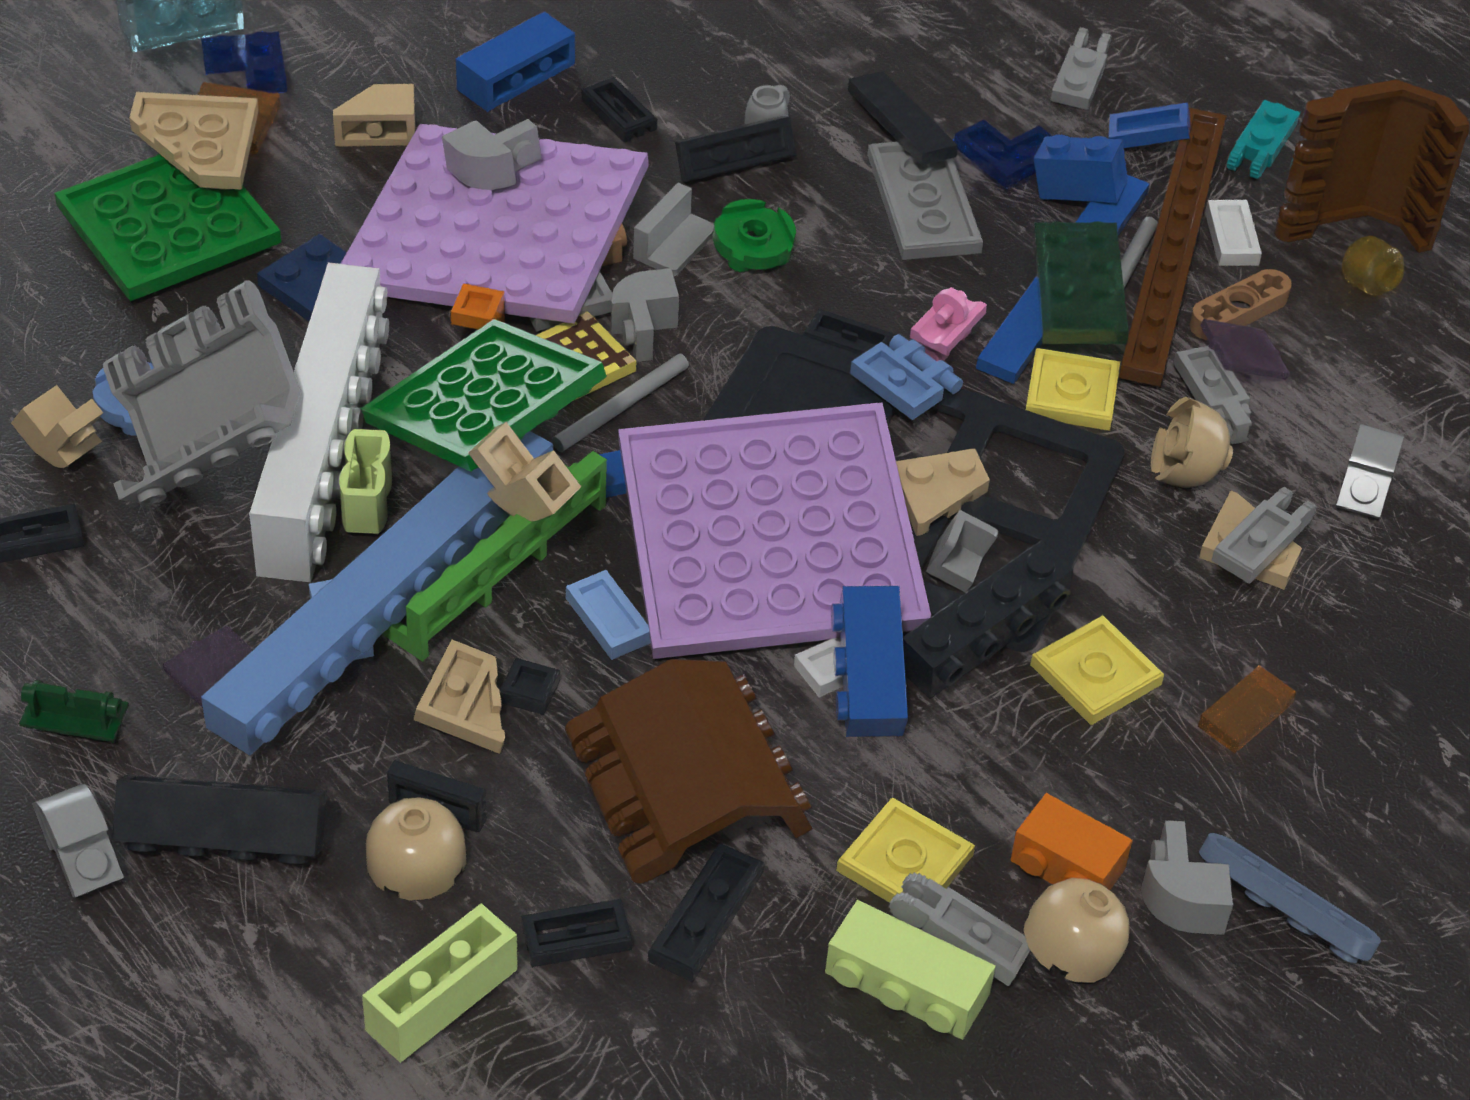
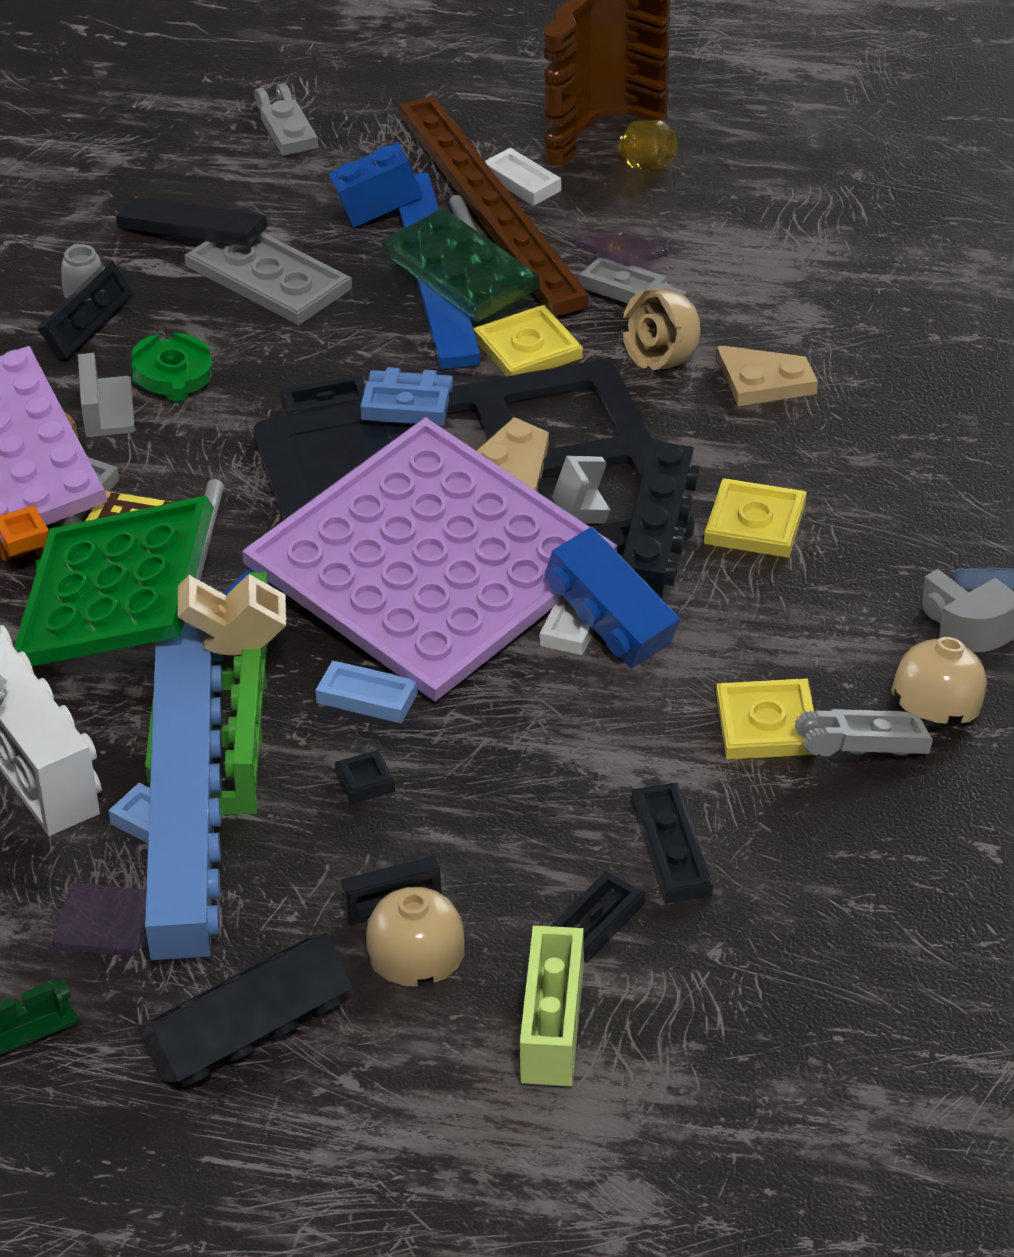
camera: 35 degrees left, 5 degrees down
(79, 837) = (143, 1088): light grey brick -> none
(365, 481) = (85, 700): yellowish green brick -> none
(464, 697) = (329, 813): tan wing -> none
(644, 304) = (150, 462): light grey brick -> none
(685, 758) = (549, 750): reddish brown hinge -> none
(909, 969) = (858, 782): yellowish green brick -> none
(947, 322) = (395, 341): bright pink hips -> none
(997, 155) = (303, 211): clear blue plate -> none
(1067, 844) = (872, 637): orange brick -> none
(1151, 125) = (388, 128): blue tile -> none
(1247, 709) = (882, 482): clear orange tile -> none
(1251, 291) = (581, 210): medium nougat beam -> none
(1262, 536) = (782, 359): light grey hinge -> none
(1263, 137) = (471, 100): teal hinge -> none
(1370, 471) = (797, 272): light grey brick -> none

